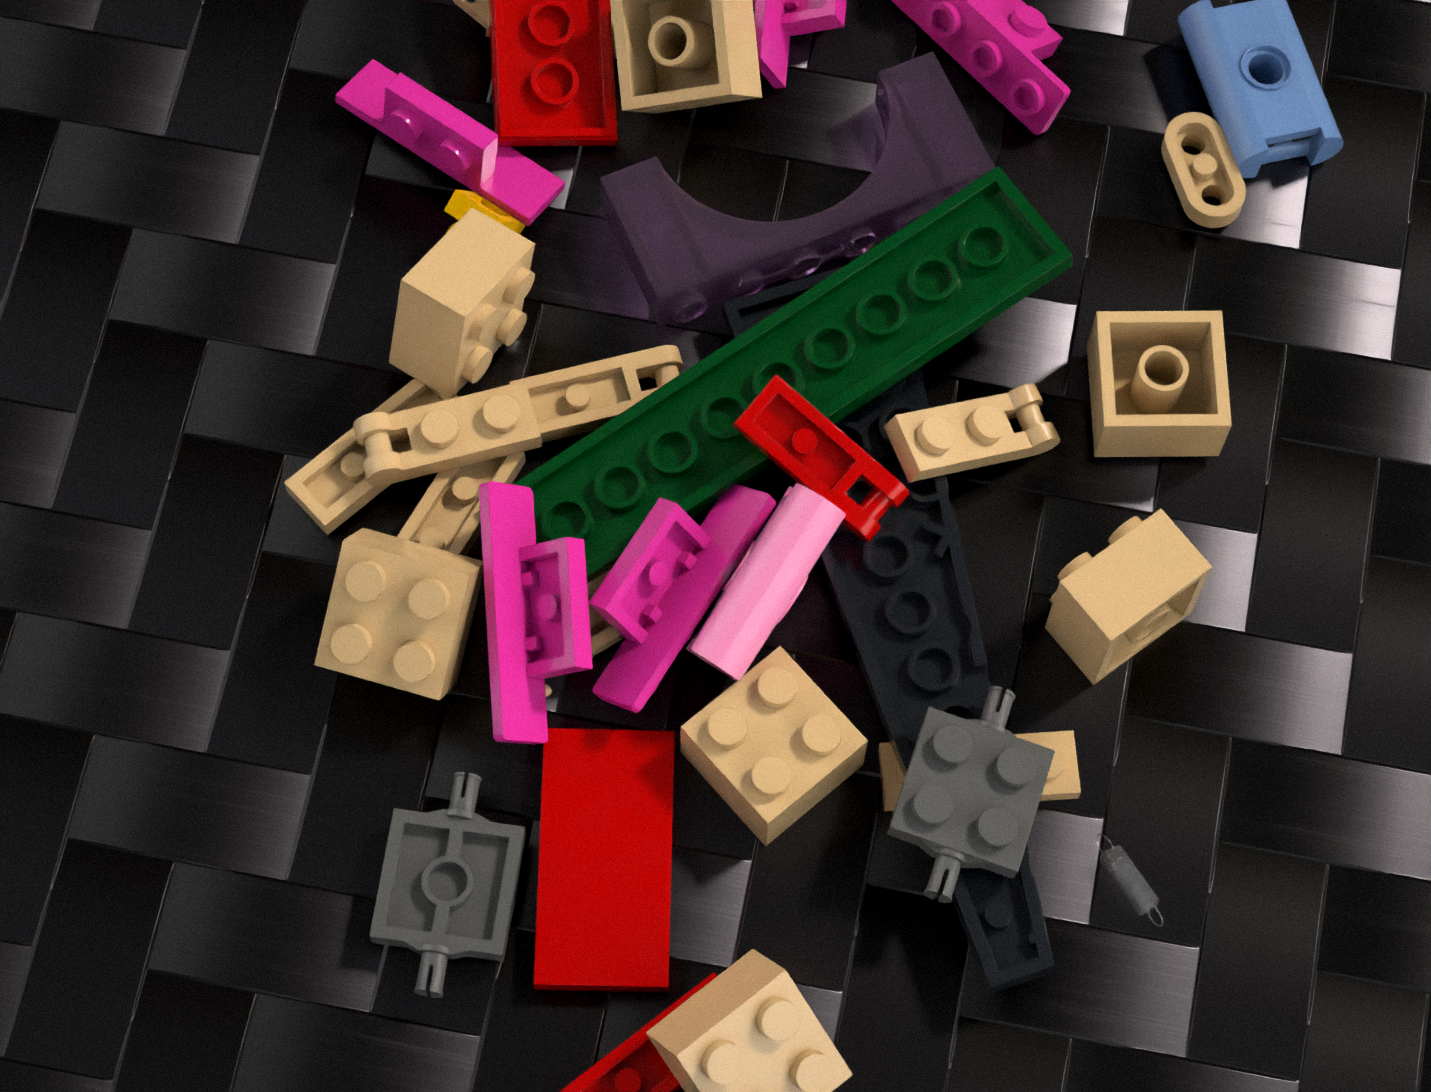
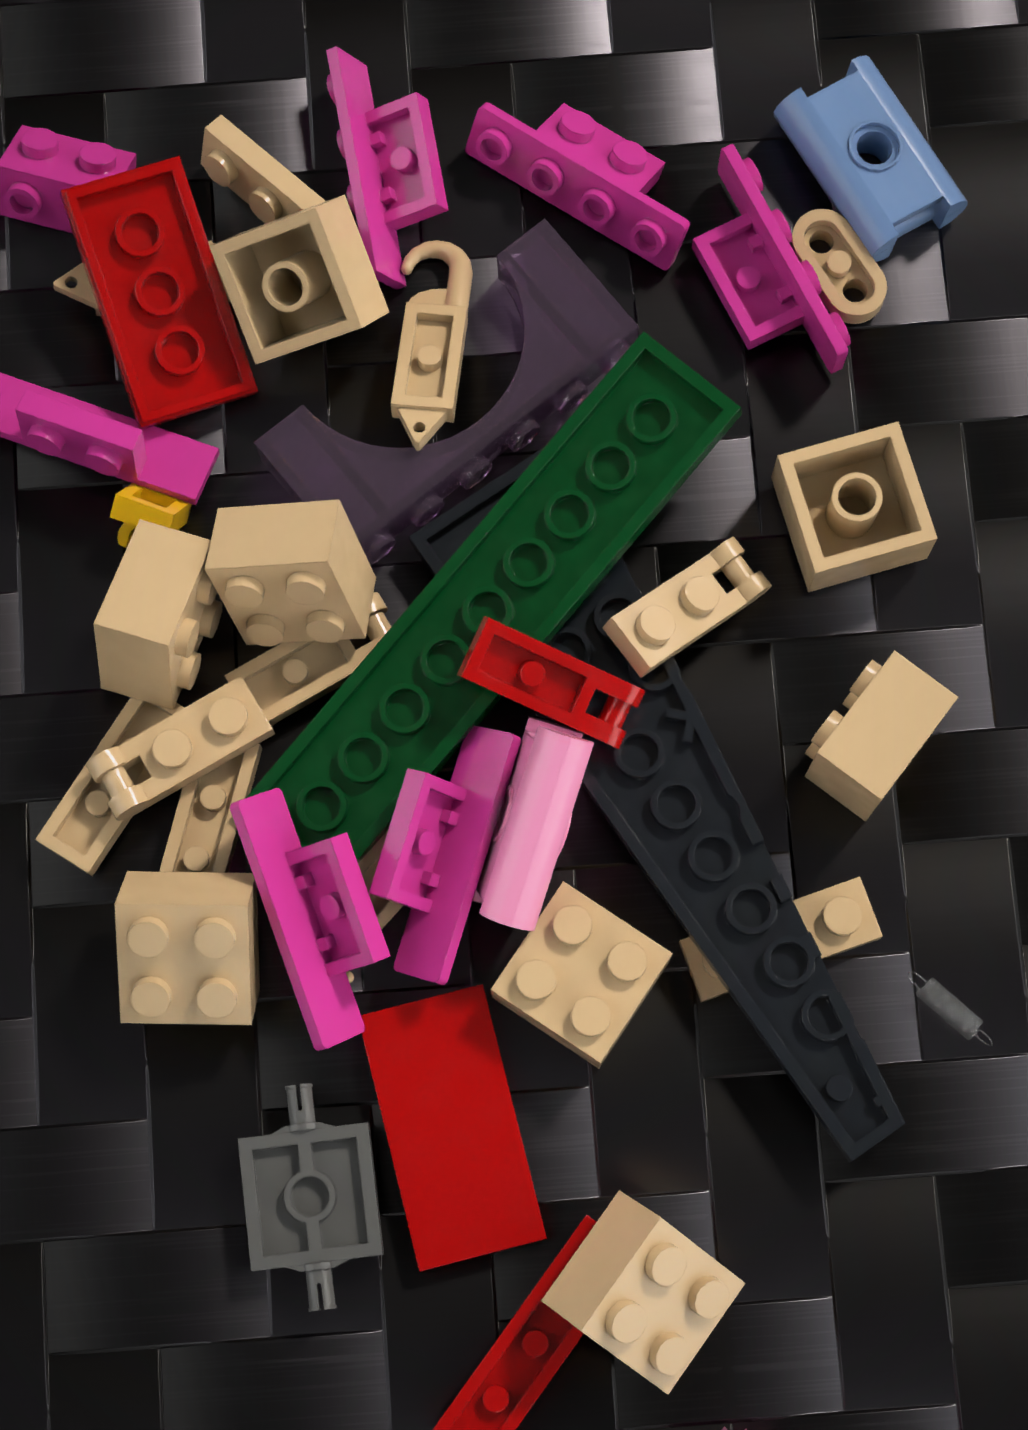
camera: 10 degrees left, 10 degrees up
(601, 297) = (291, 572): none -> tan brick
(794, 139) = (432, 345): none -> tan plate
(970, 793) = (783, 978): dark grey plate -> none
(1126, 156) = (759, 272): none -> dark pink bracket

